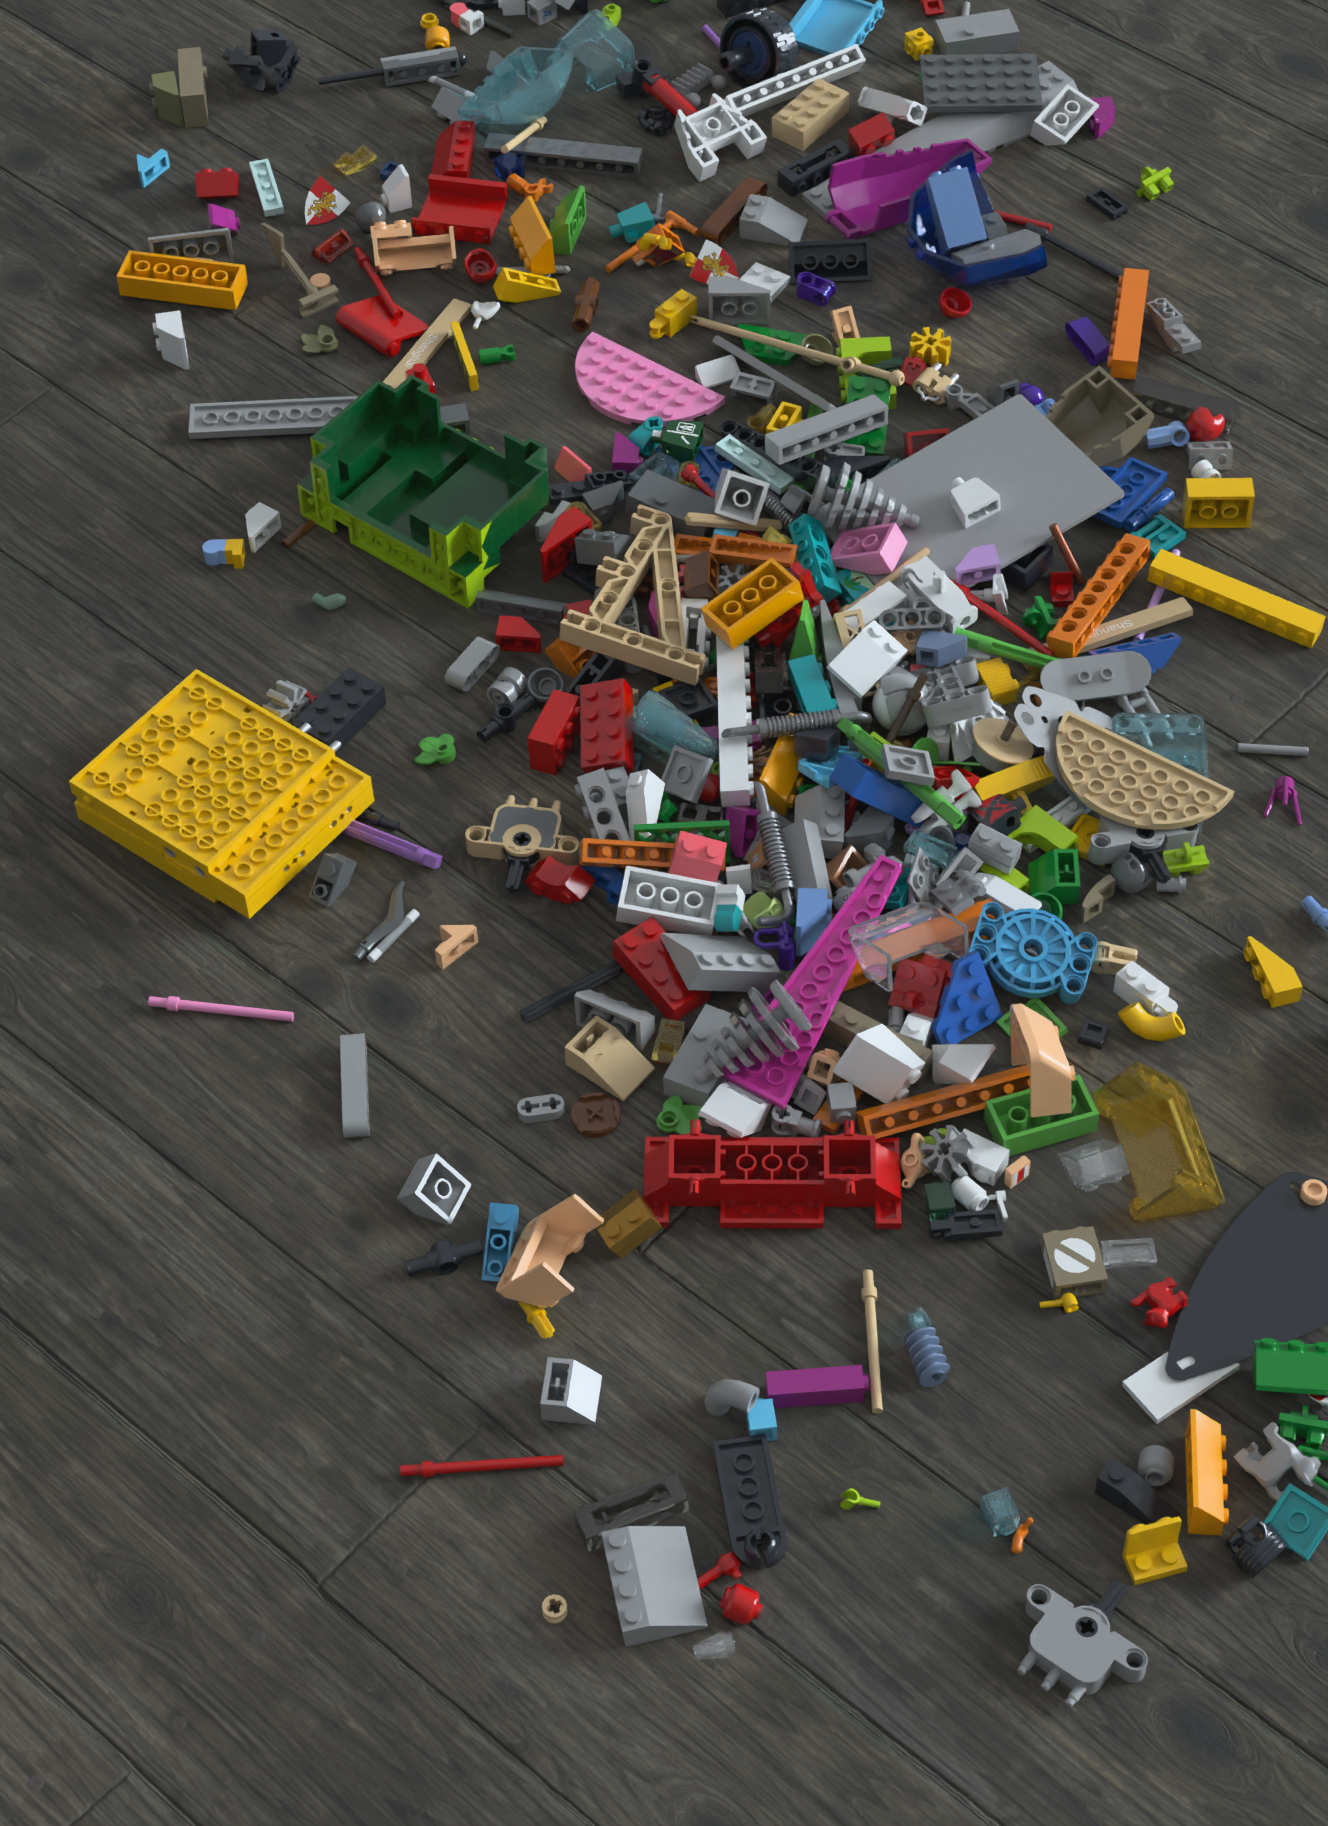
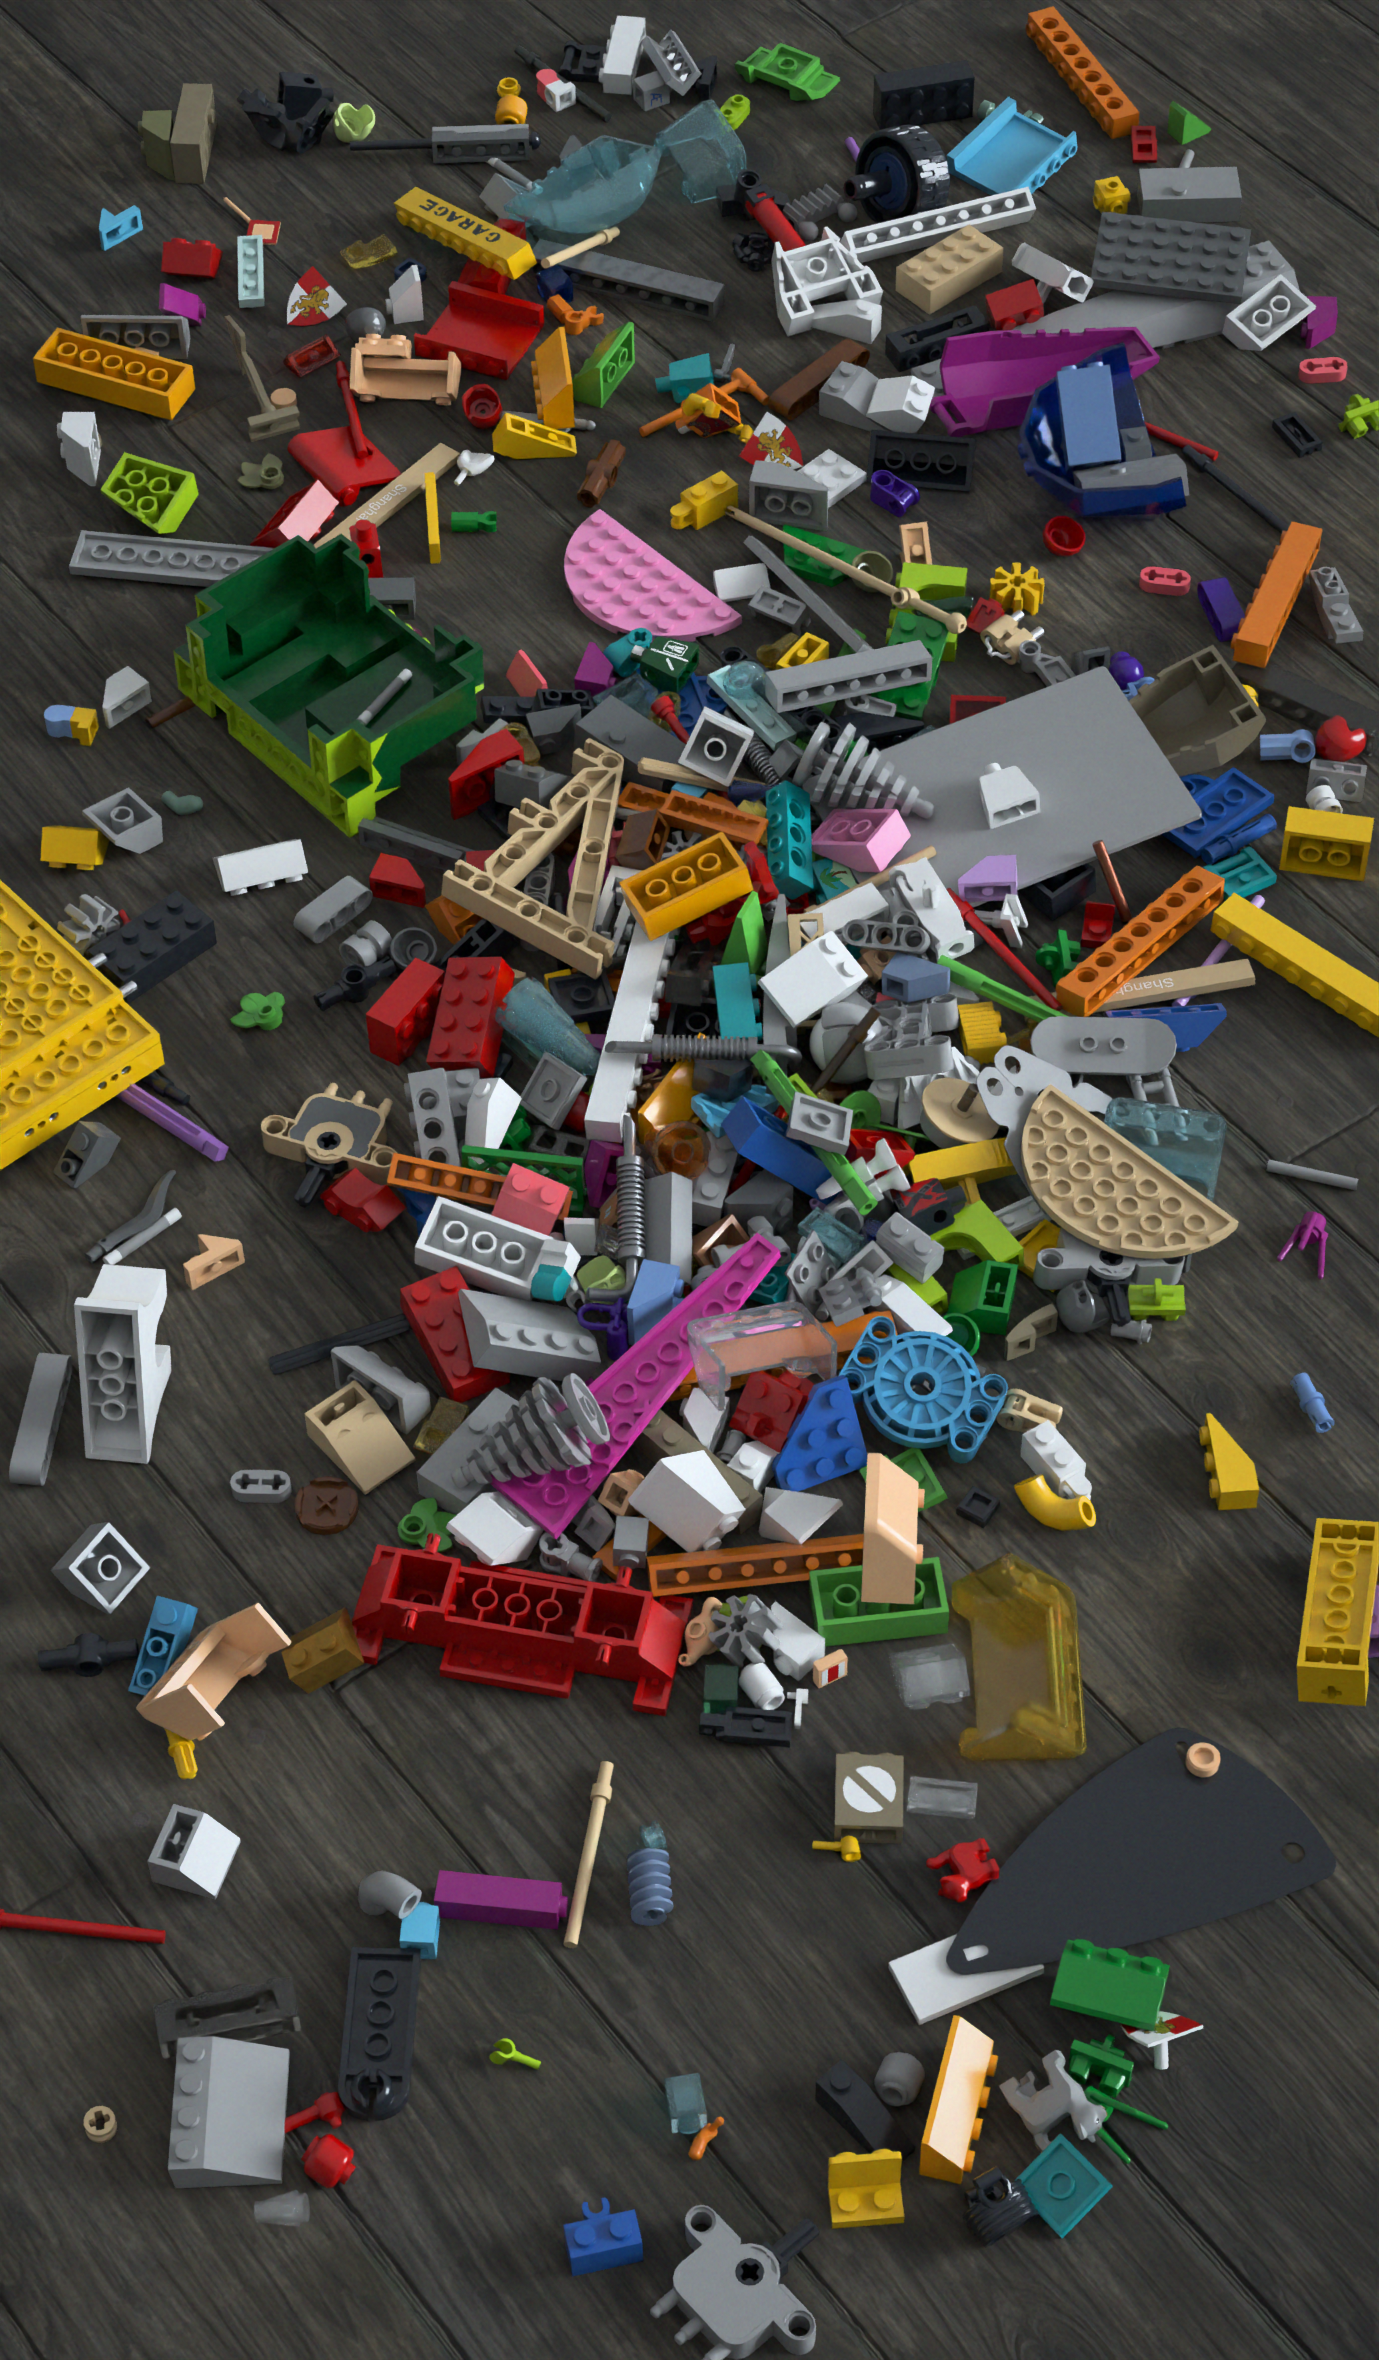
camera: 10 degrees right, 0 degrees up
(238, 365) = (151, 491): none -> lime wedge
(254, 645) = (73, 845): none -> yellow slope
(270, 153) = (268, 229): none -> piece
(293, 620) = (127, 821): none -> light grey slope
(316, 64) = (351, 123): none -> yellowish green helmet
(358, 370) = (300, 515): none -> slope
(406, 639) = (261, 866): none -> white slope
(415, 1030) = (120, 1363): none -> white piece
(431, 135) = (465, 233): none -> yellow brick
(470, 496) = (385, 697): none -> light grey bar
(745, 162) = (850, 319): none -> white slope
(746, 444) = (744, 680): none -> clear light blue piece
(766, 527) = (747, 790): none -> clear blue cone
(799, 800) = (678, 1148): none -> clear orange cone
(803, 219) = (900, 403): none -> white slope
(868, 999) = (703, 1419): none -> white slope
(967, 1624) = (603, 2240): none -> blue brick
(1038, 326) = (1164, 581): none -> coral beam
(1113, 153) = (1322, 370): none -> coral beam

